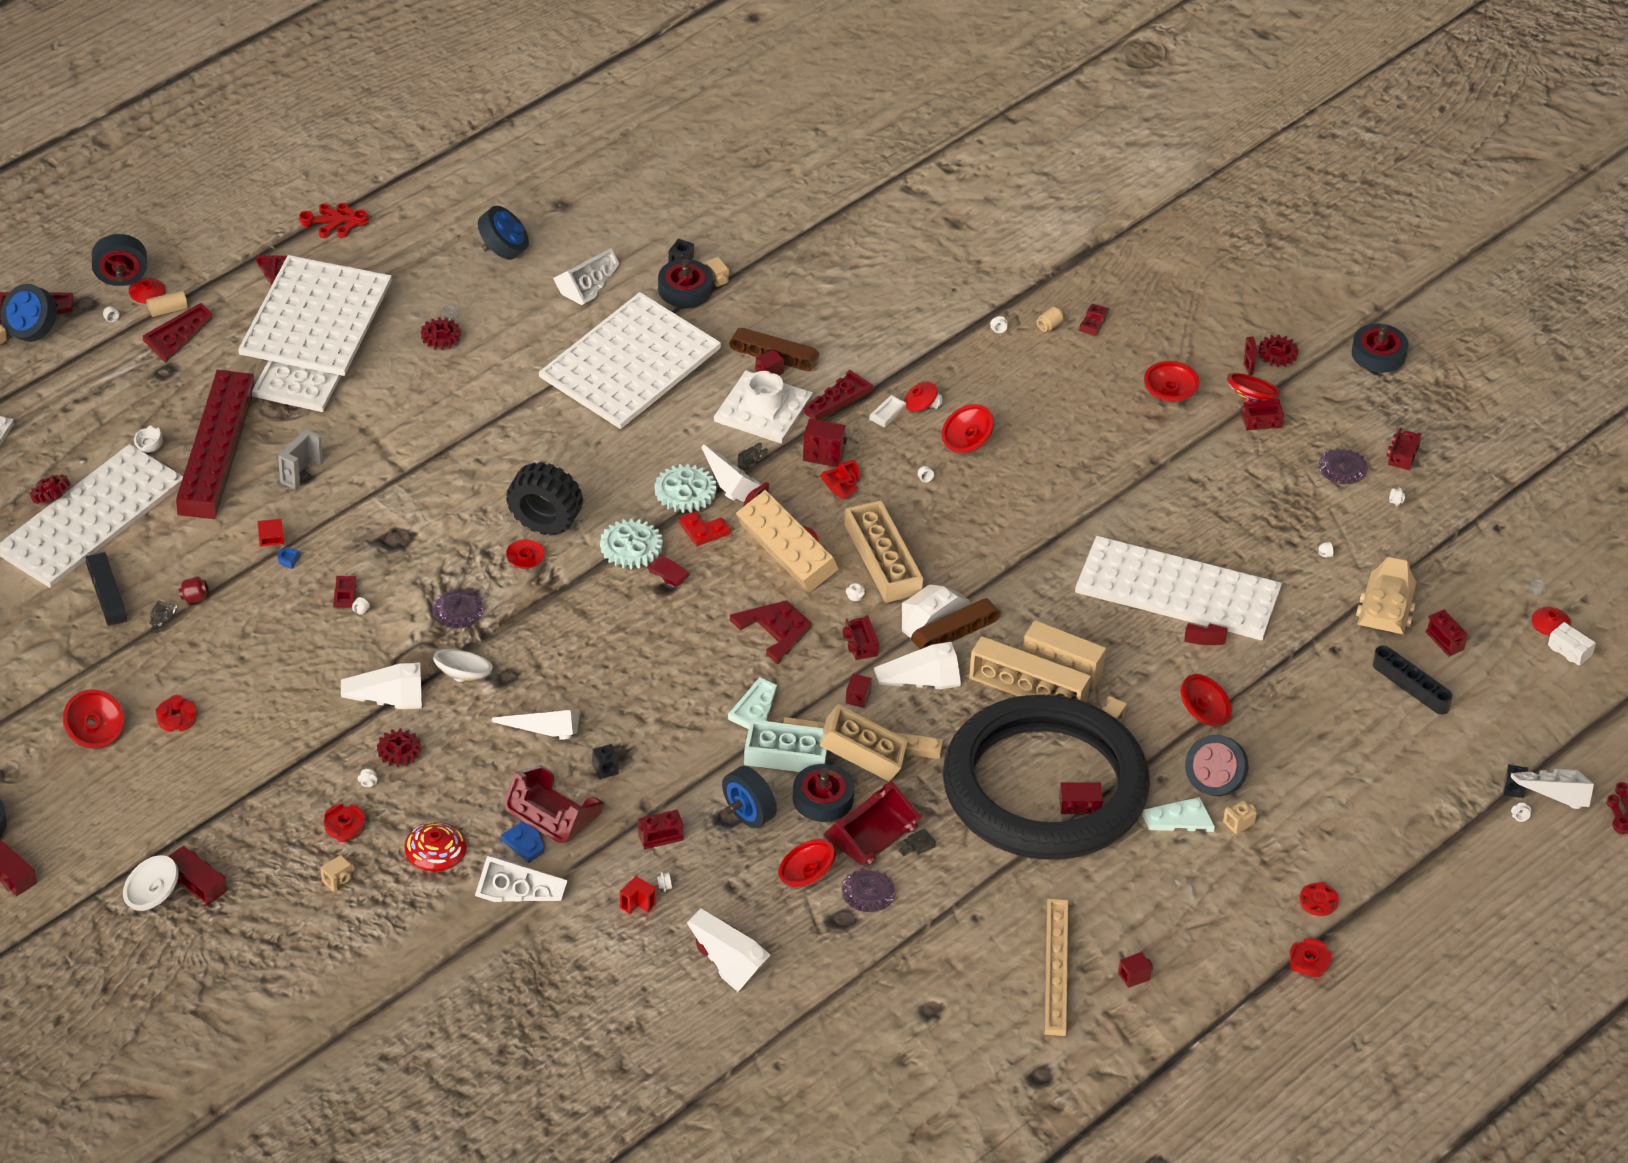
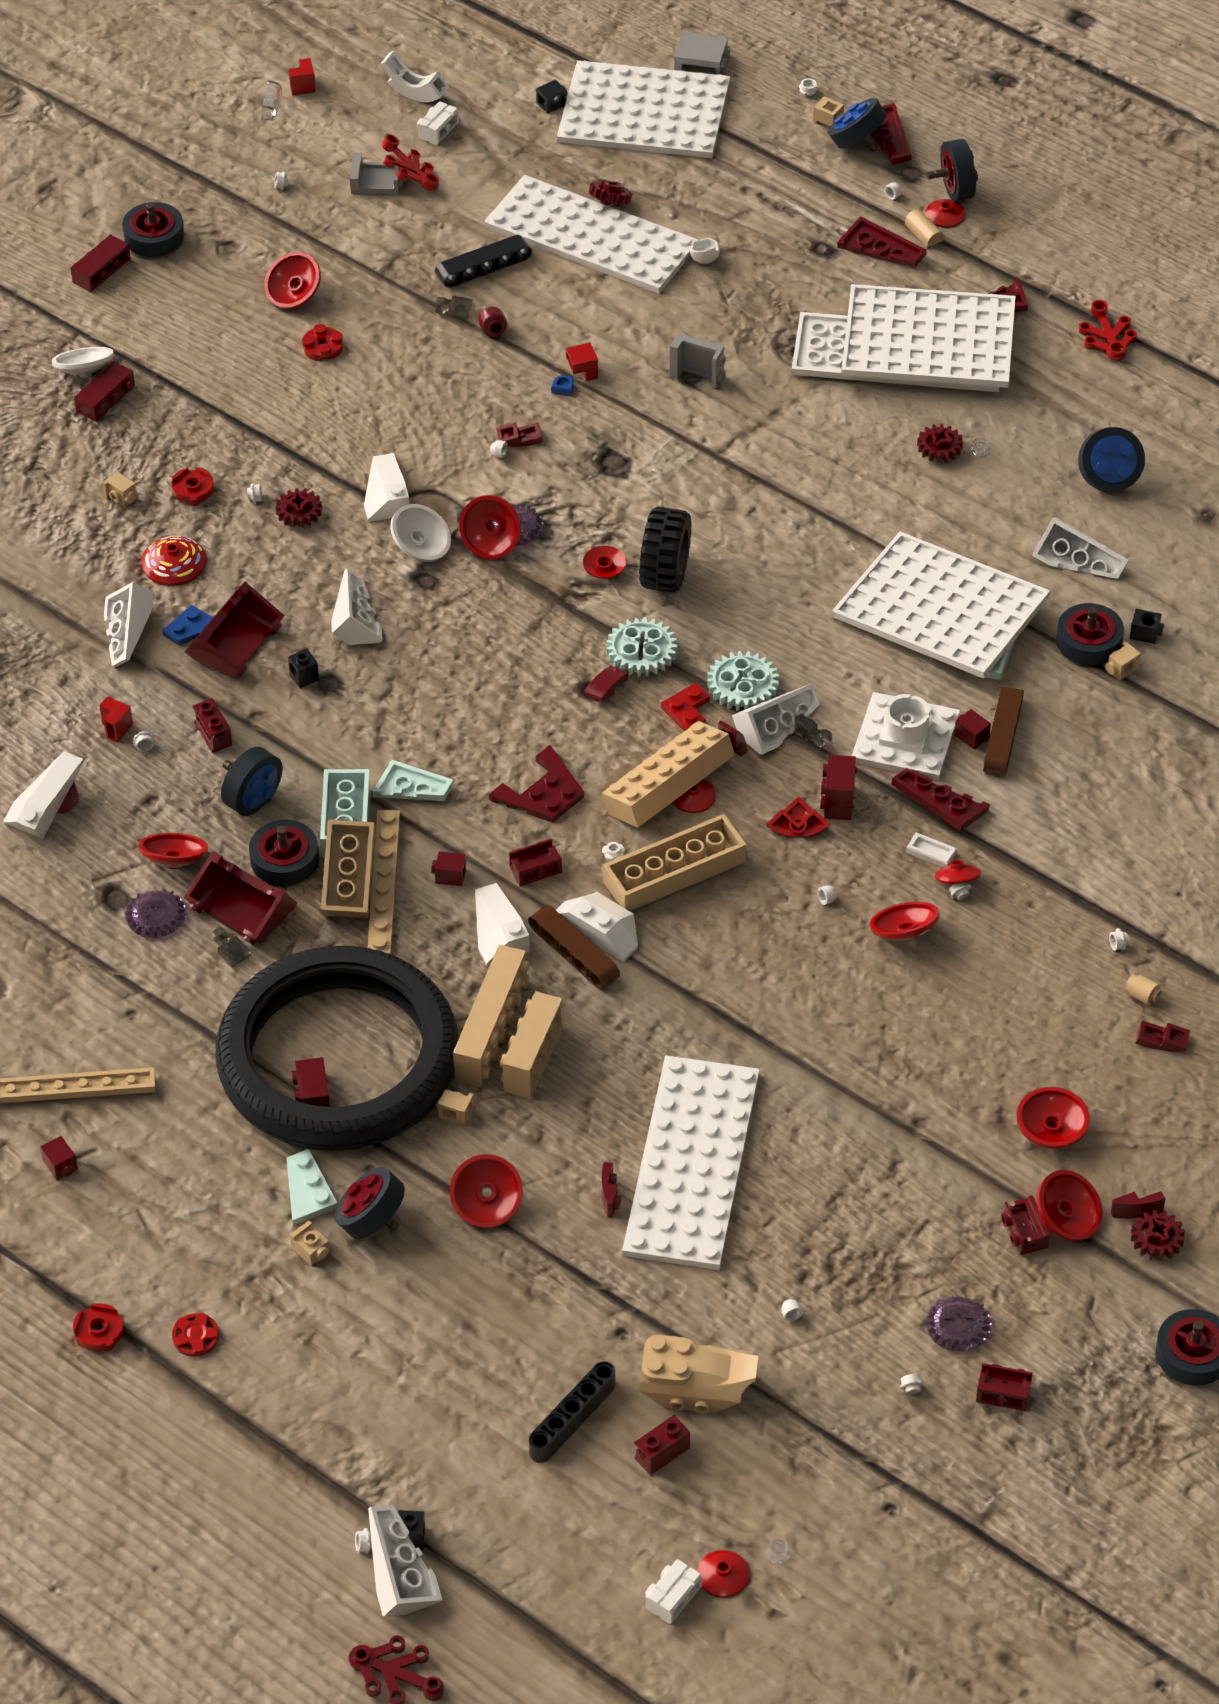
camera: 85 degrees right, 5 degrees up
(215, 444) = (711, 299): dark red brick -> none
(474, 613) = (478, 529): none -> red dish

